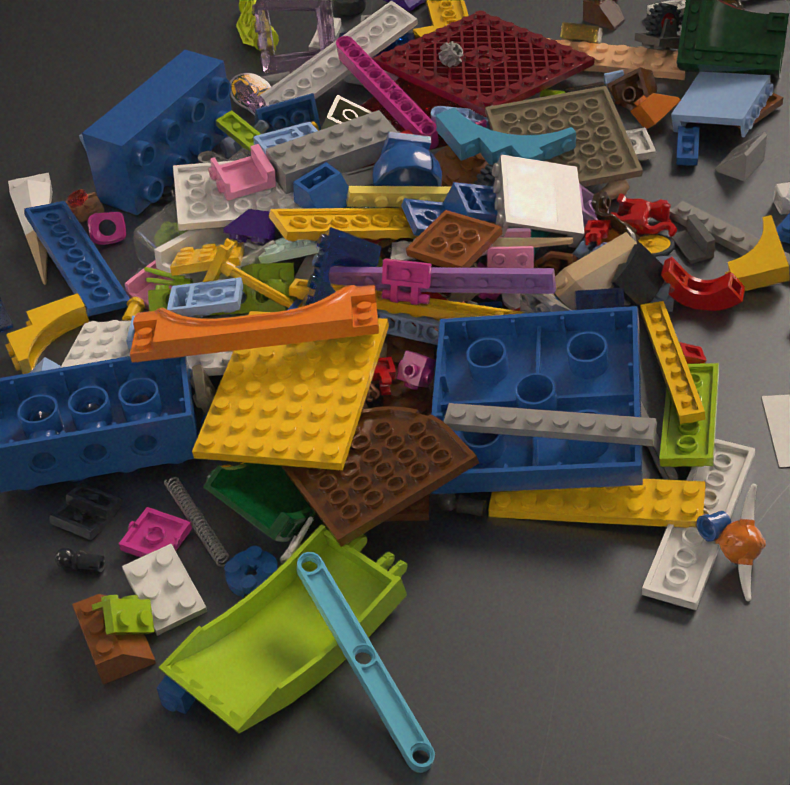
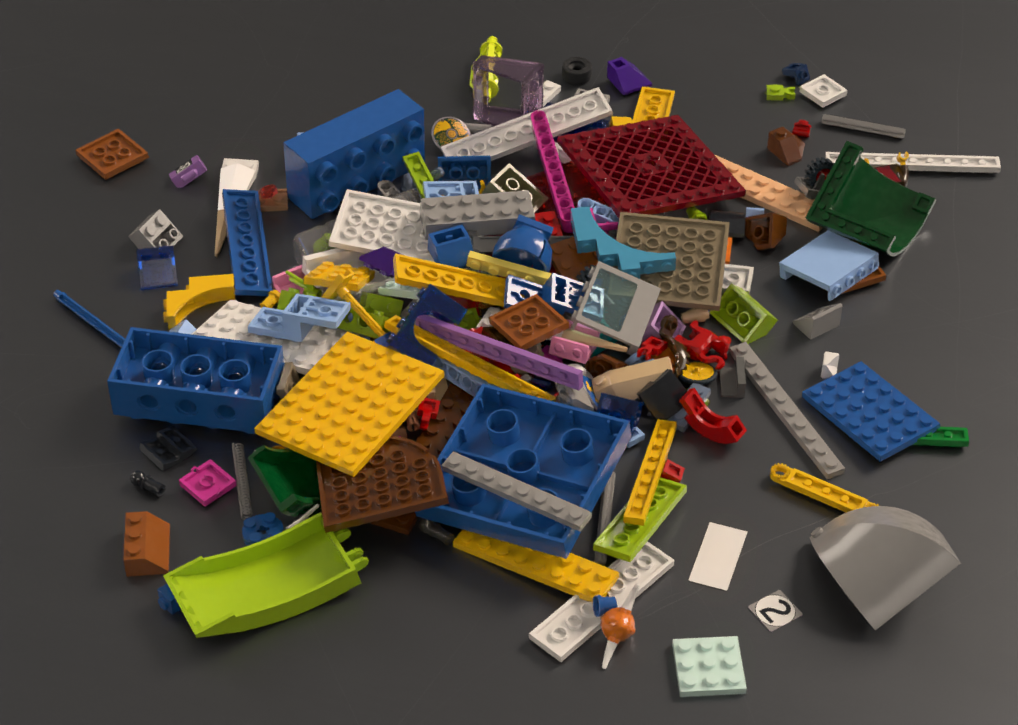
camera: 15 degrees right, 0 degrees up
(95, 234) = (289, 216): dark pink piece -> none
(126, 615) = (158, 533): lime bracket -> none
(167, 585) = (195, 523): white plate -> none
(171, 335) = (407, 358): orange piece -> none
(243, 175) = (396, 214): bright pink panel -> none
(248, 97) = (442, 138): plate -> none
(372, 676) = (305, 629): medium azure beam -> none
(409, 274) = (474, 340): dark pink plate -> none
(416, 370) = (449, 416): dark pink brick -> none
(451, 54) = (619, 153): light grey gear -> none
(581, 33) = (753, 162): clear yellow piece -> none
(653, 108) = (768, 252): orange slope -> none
(666, 176) = (743, 315): none -> lime slope
(687, 146) = (780, 293): blue plate -> none
(764, 263) = (774, 415): yellow arch -> none

